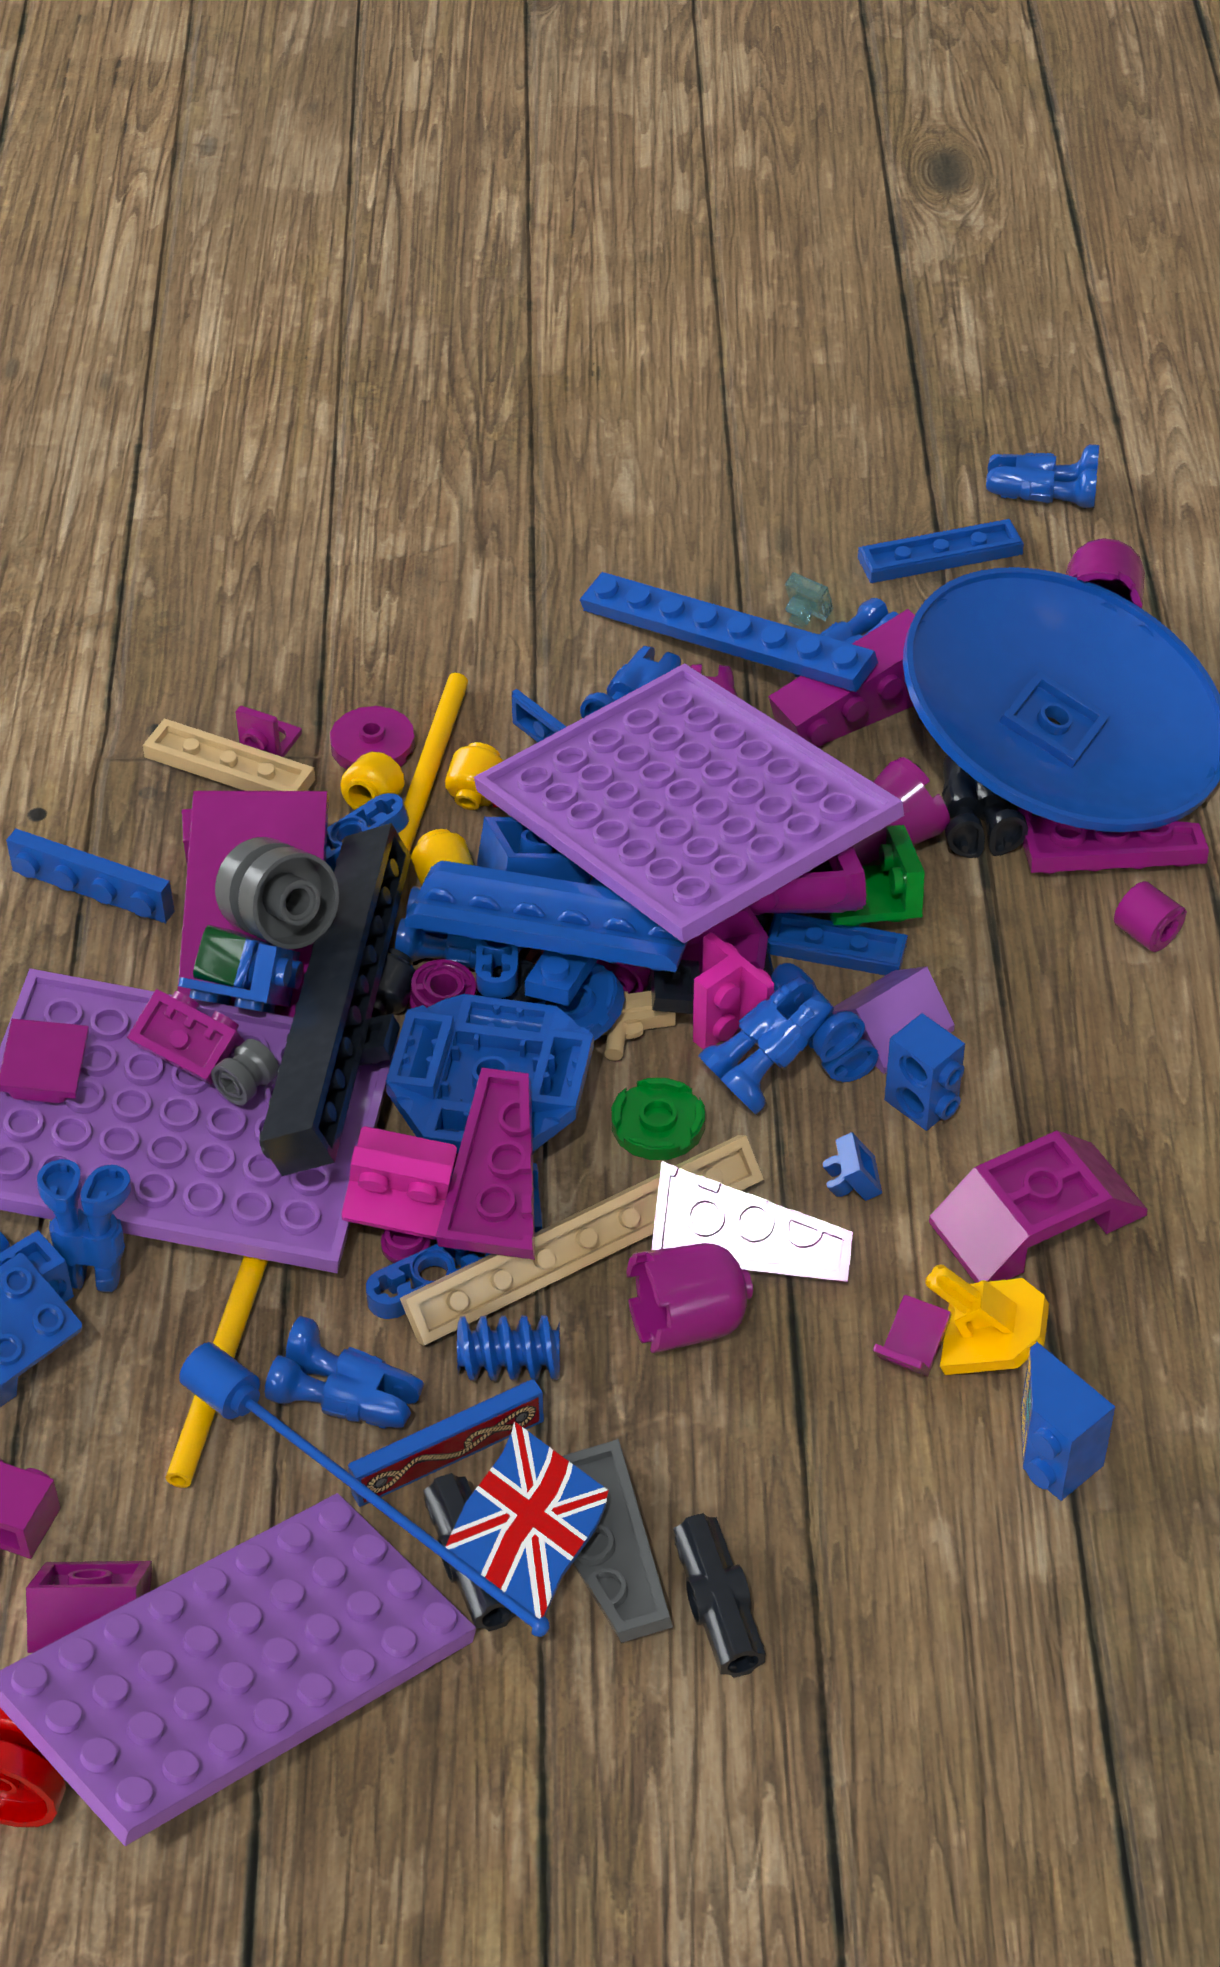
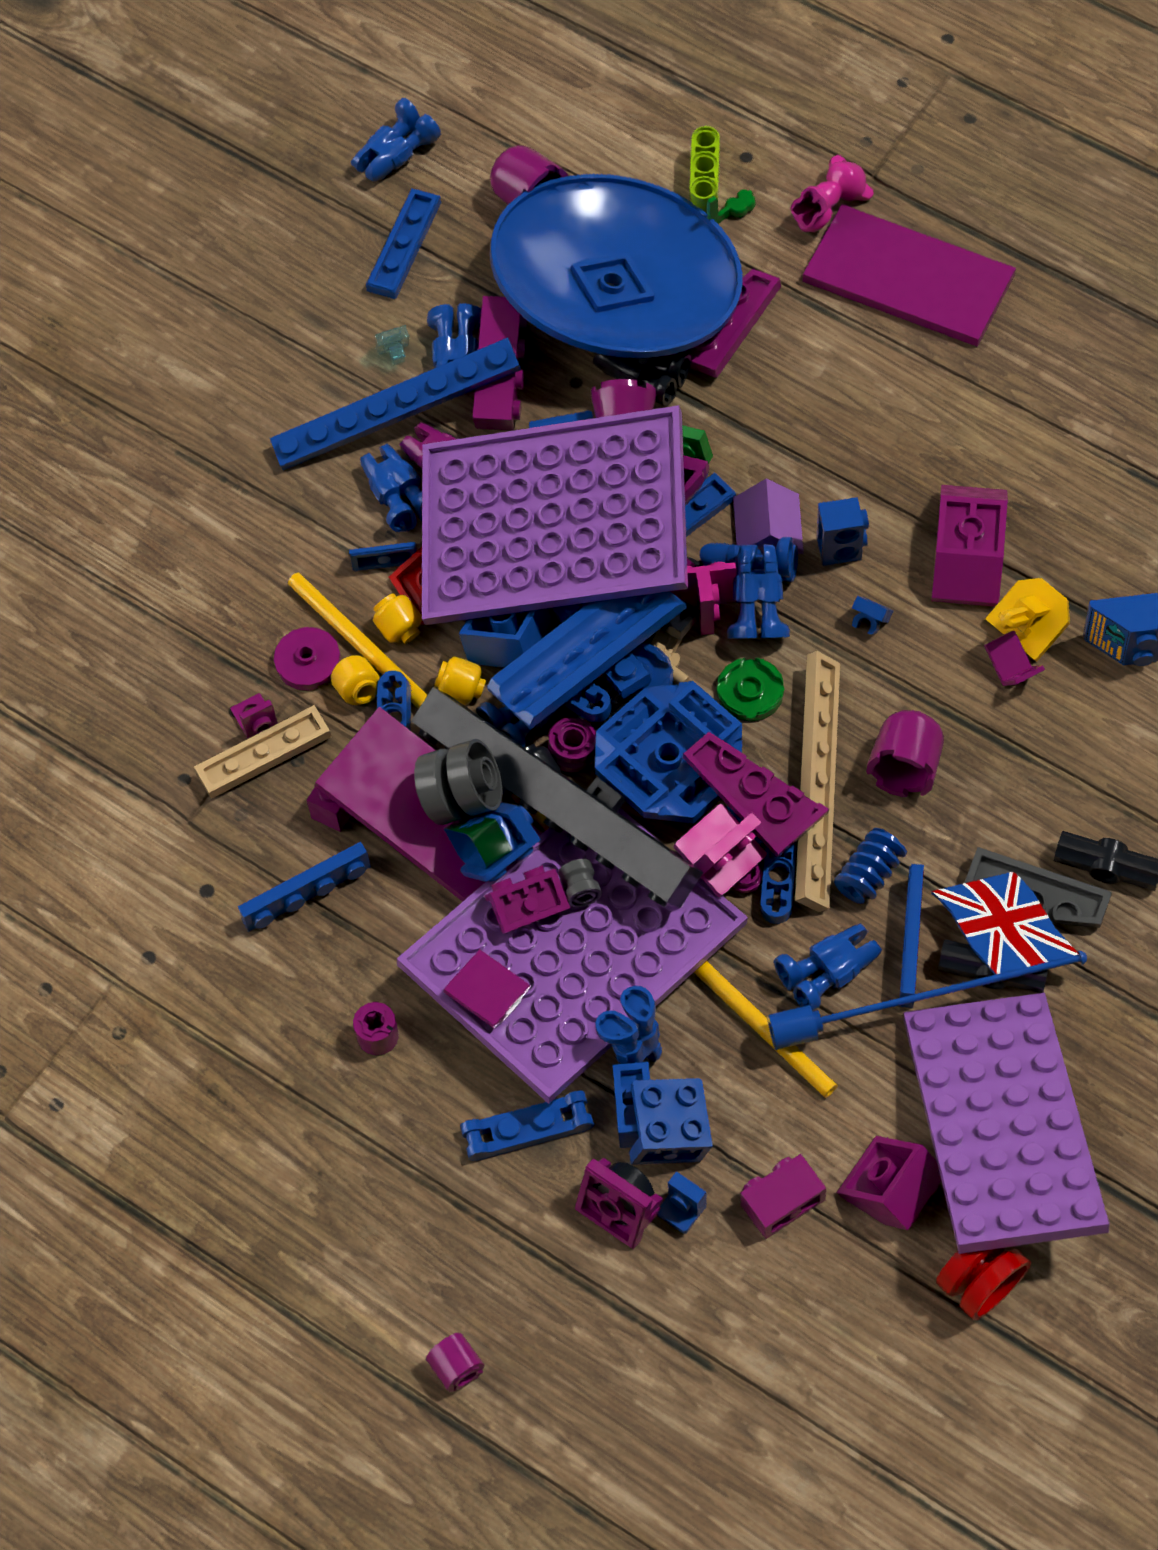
camera: 50 degrees left, 15 degrees up
(753, 1229) = (861, 706): wing -> none
(1149, 916) = (804, 342): magenta piece -> none

